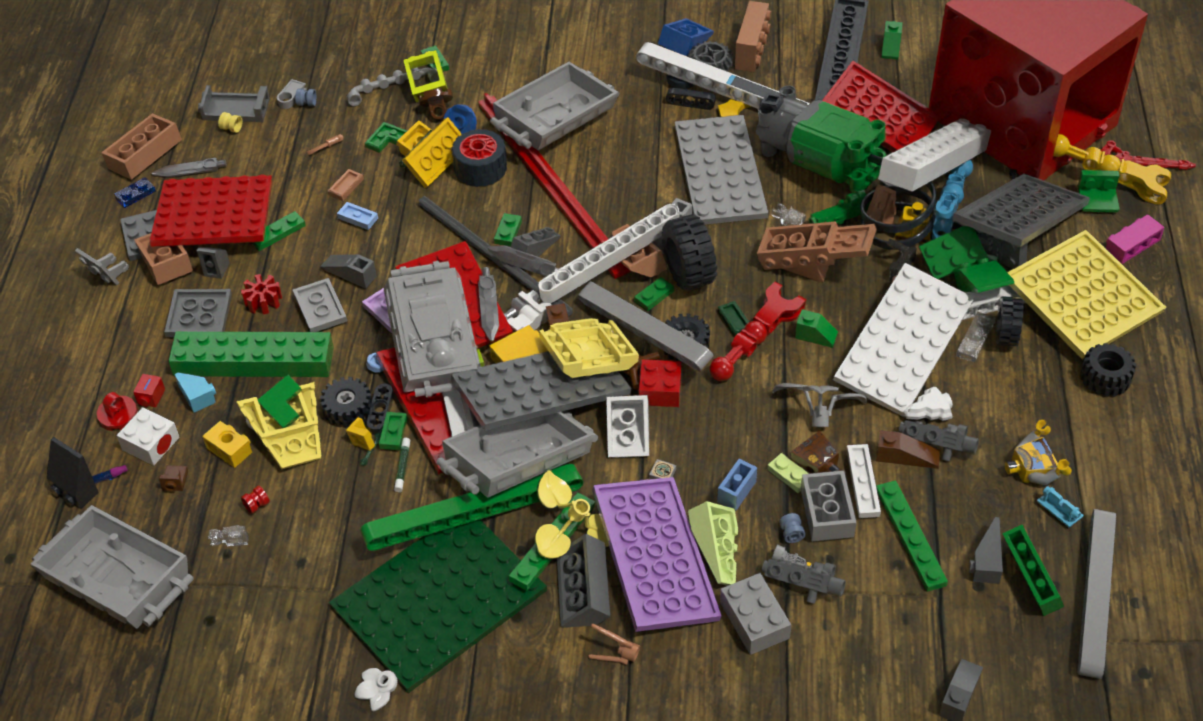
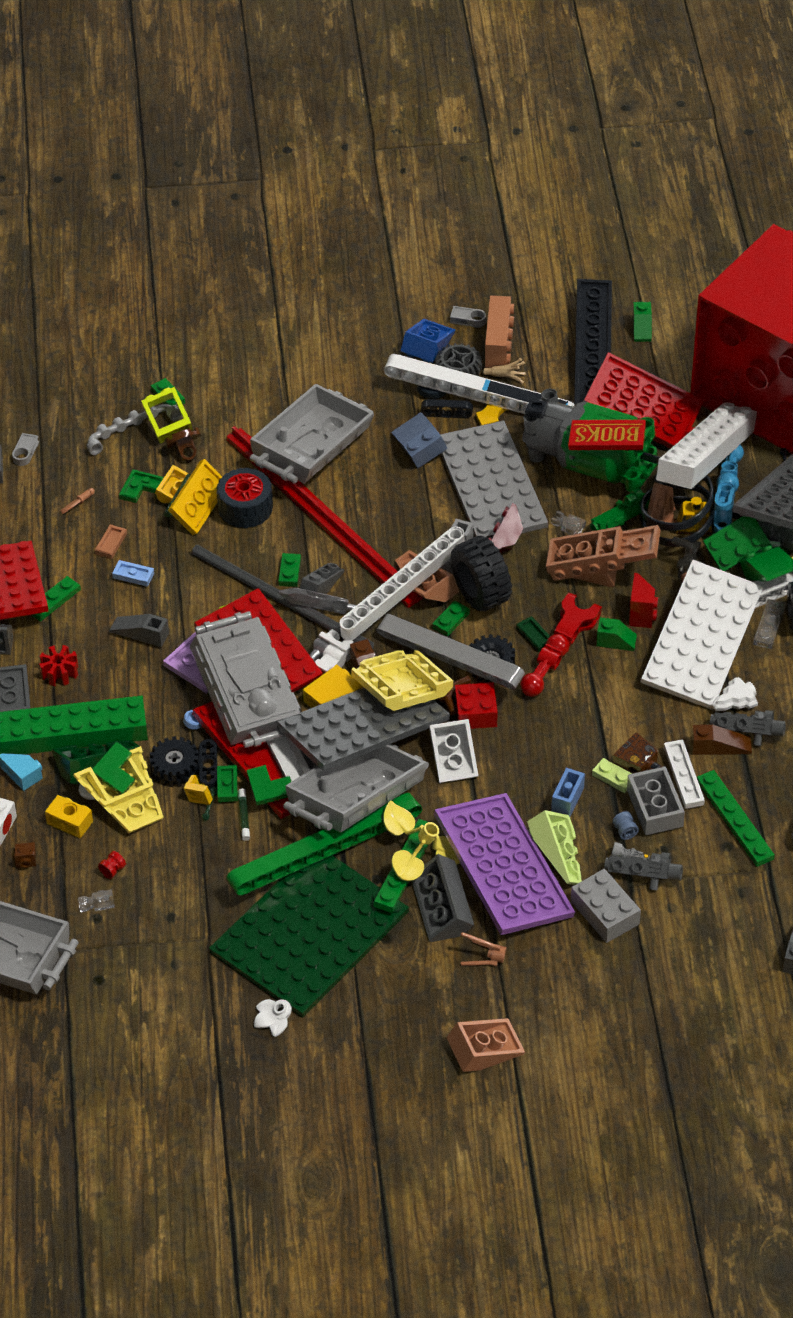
camera: 10 degrees left, 0 degrees up
(248, 386) = (74, 759): none -> dark green wedge
(306, 97) = (43, 451): sand blue wheel -> none
(319, 305) = (120, 669): light grey plate -> none
(424, 439) = (265, 789): none -> green tile
(462, 117) = (218, 457): blue tile -> none
(488, 304) = (295, 648): flat silver piece -> none
(659, 124) = (420, 440): none -> sand blue slope
(662, 470) = (493, 788): tile -> none
(724, 217) = (508, 530): none -> slope
(725, 20) = (464, 316): none -> light grey piece
(754, 71) = (506, 370): none -> tan piece
(820, 414) = (634, 716): light grey plant -> none
(836, 132) = (607, 435): none -> red tile
(847, 301) = (642, 603): none -> red slope

